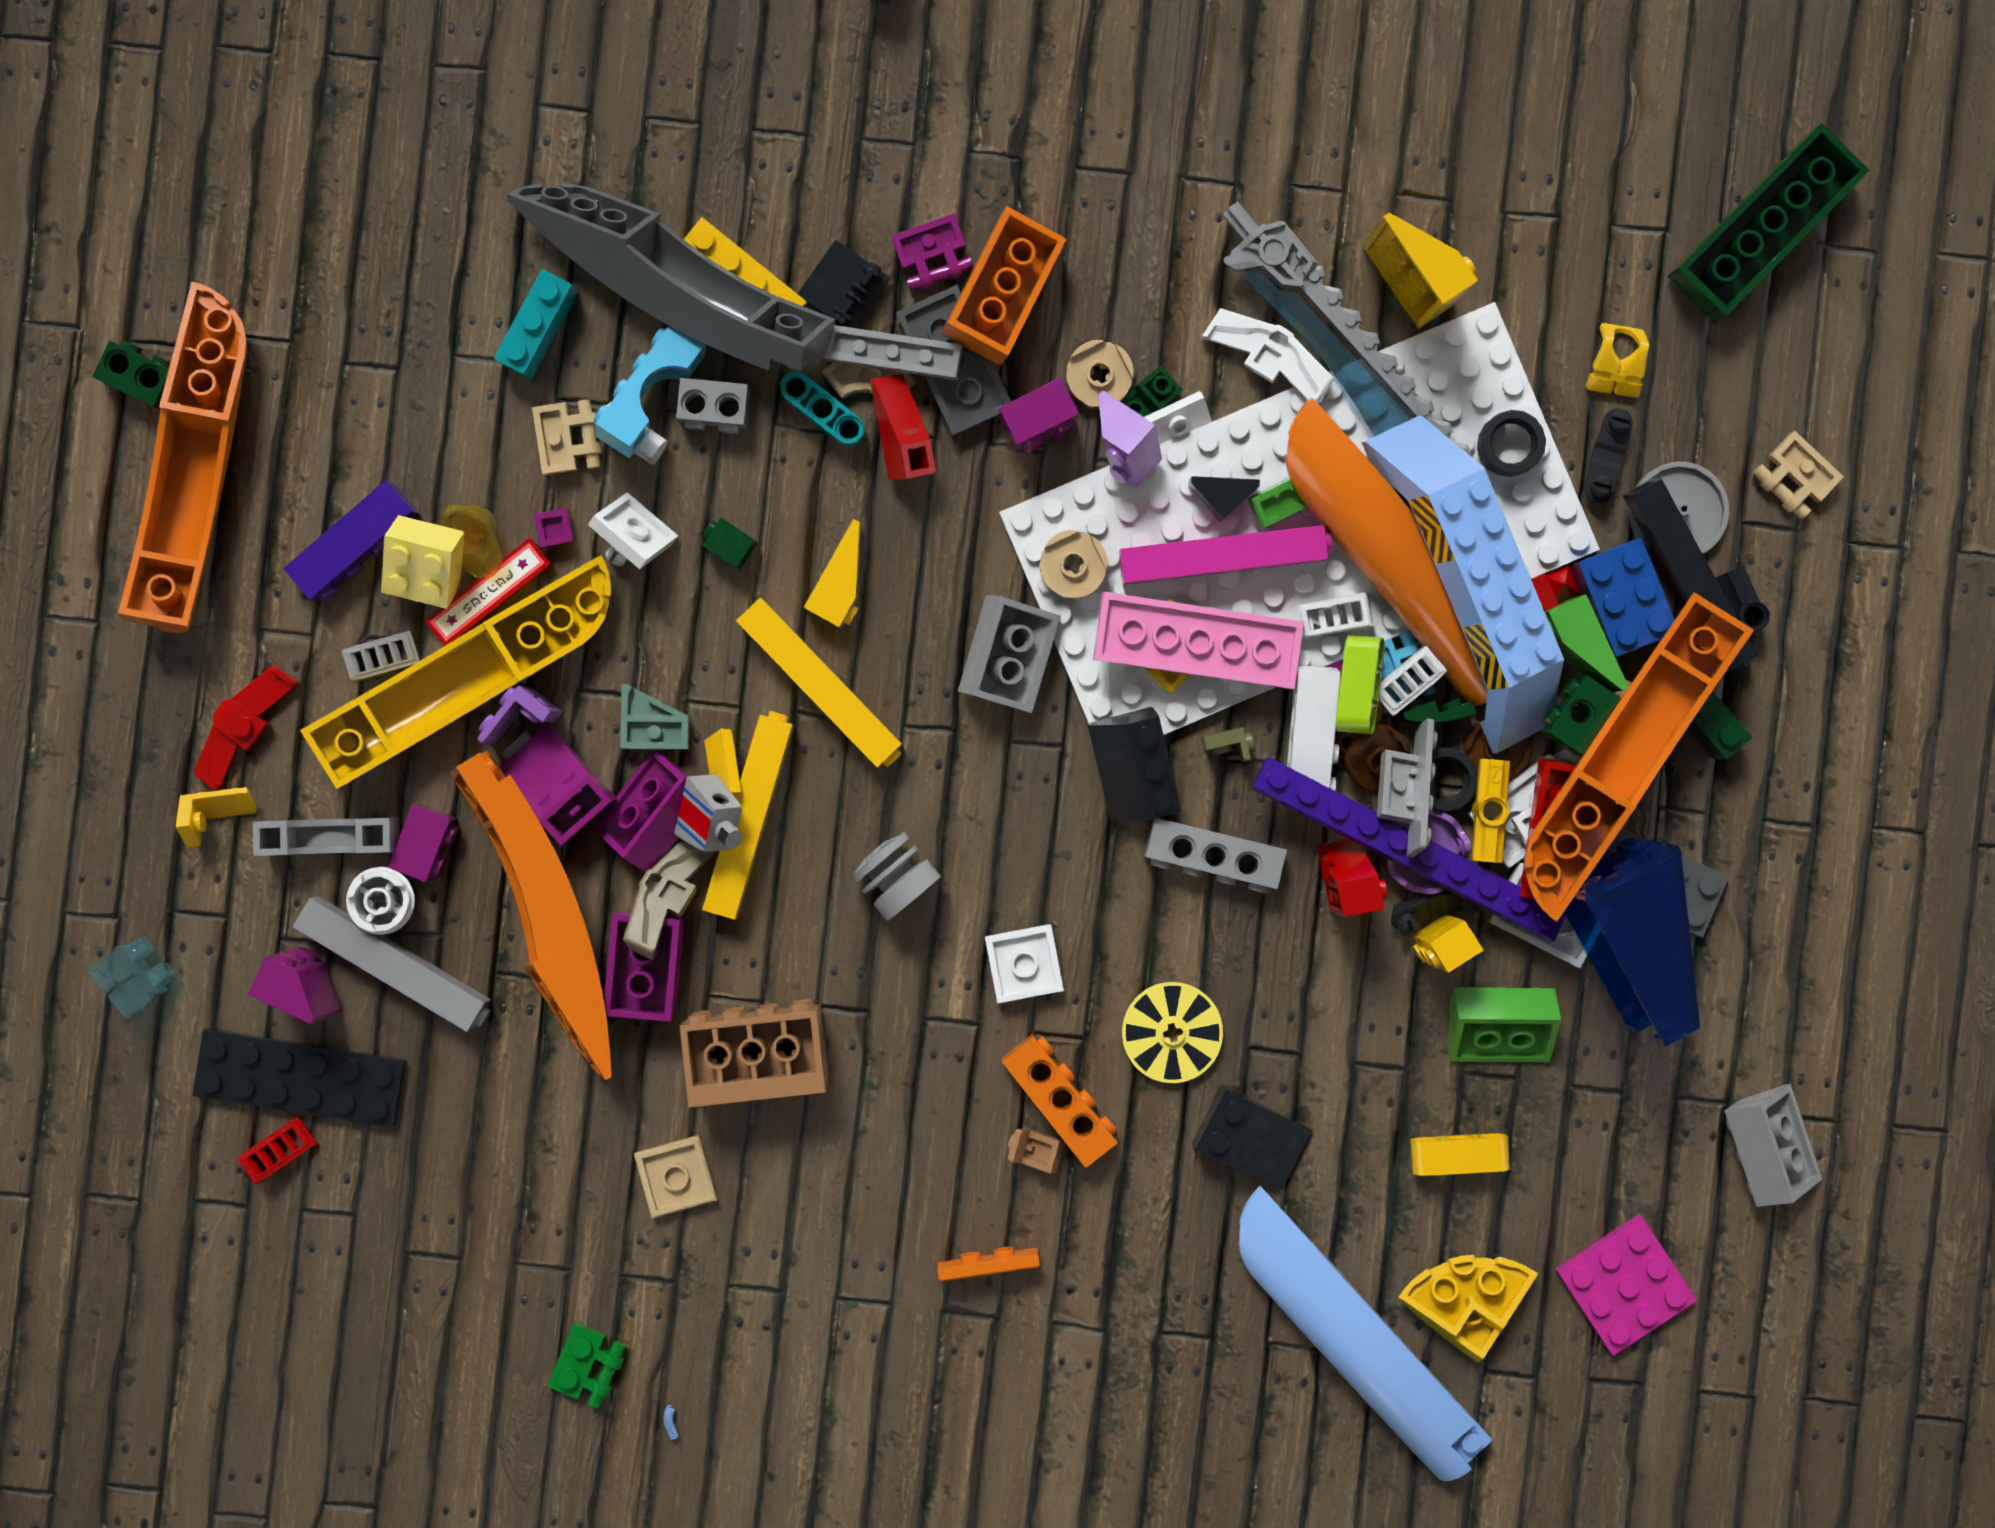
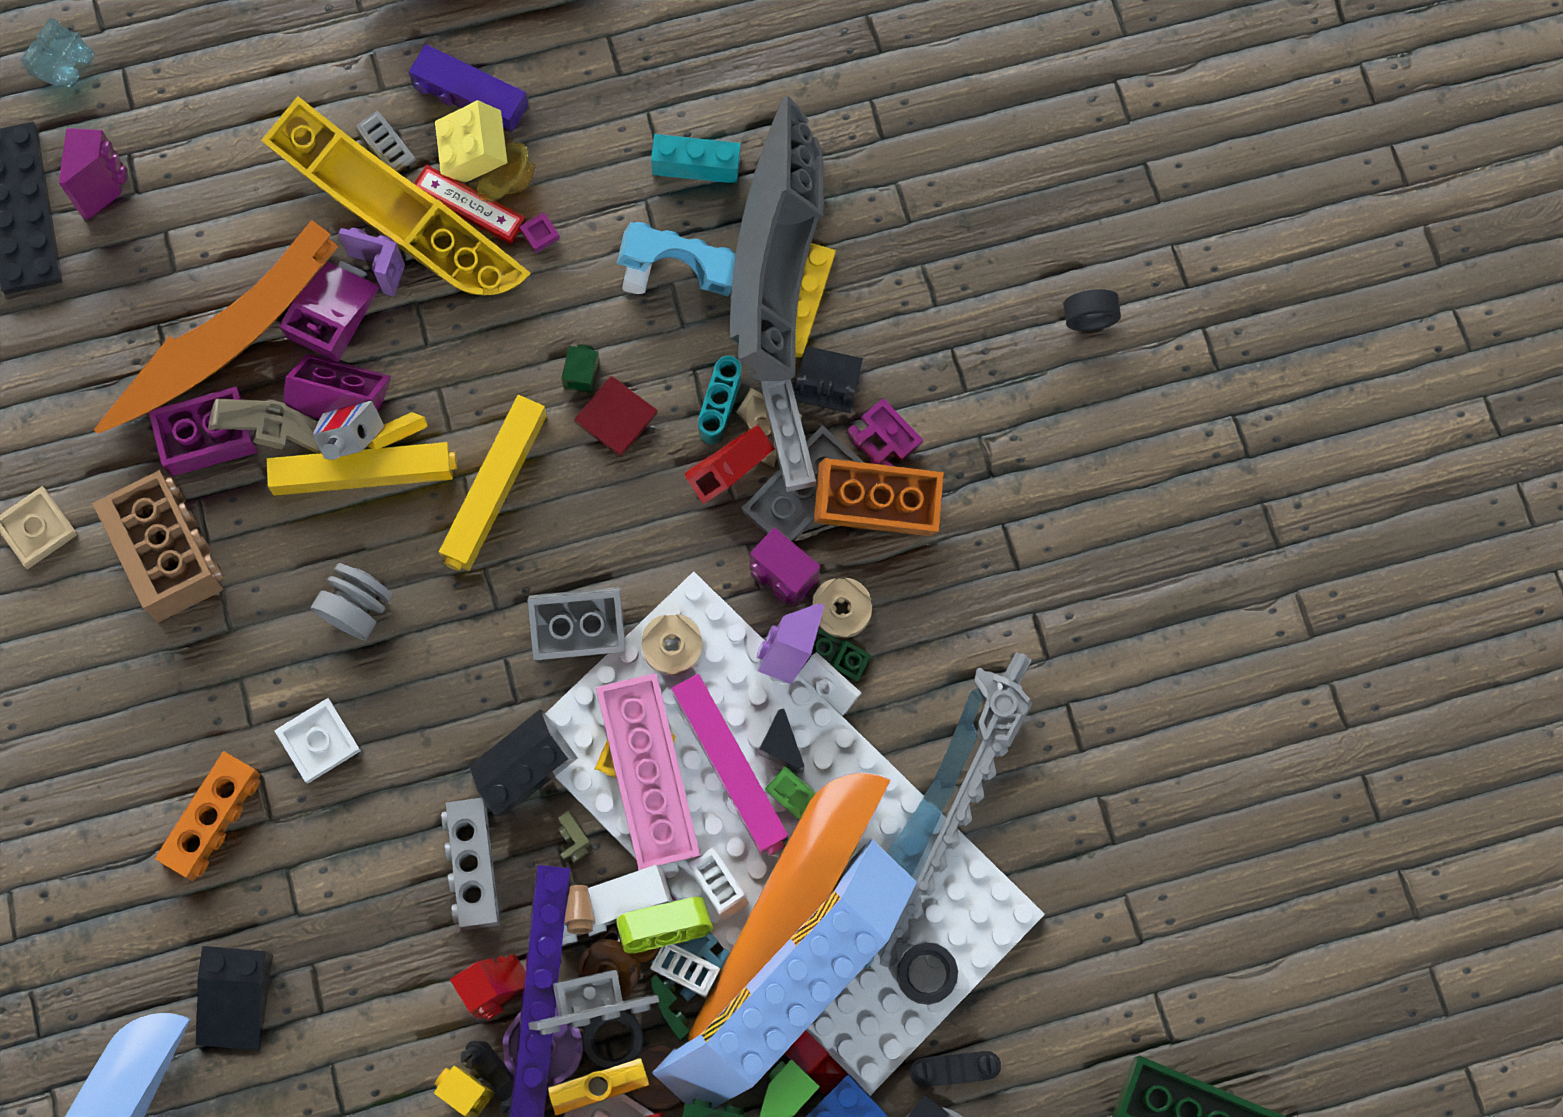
camera: 65 degrees right, 15 degrees down
(198, 807) = (211, 53): yellow bracket -> none
(240, 724) = (290, 62): red plate -> none
(325, 836) = (223, 153): light grey arch -> none
(380, 900) = (184, 210): white cone -> none
(393, 964) = (136, 242): light grey brick -> none
(423, 843) = (245, 228): magenta brick -> none
(556, 439) = (612, 207): tan plate -> none
(632, 532) = (559, 289): white tile -> none
(651, 723) = (409, 364): sand green wing -> none
(715, 396) = (693, 313): light grey brick -> none
(796, 526) = (616, 416): none -> dark red tile
(838, 586) = (581, 466): yellow slope -> none
(975, 1265) = (49, 822): orange plate -> none
(1035, 1149) = (157, 812): medium nougat bracket -> none
(1157, 1054) = (326, 897): light yellow piece -> none
(1271, 352) = (918, 741): white plate -> none
(1314, 763) = (579, 911): none -> medium nougat cone
(1419, 268) = (1034, 838): yellow slope -> none
(1615, 374) = (1028, 1045): yellow piece -> none

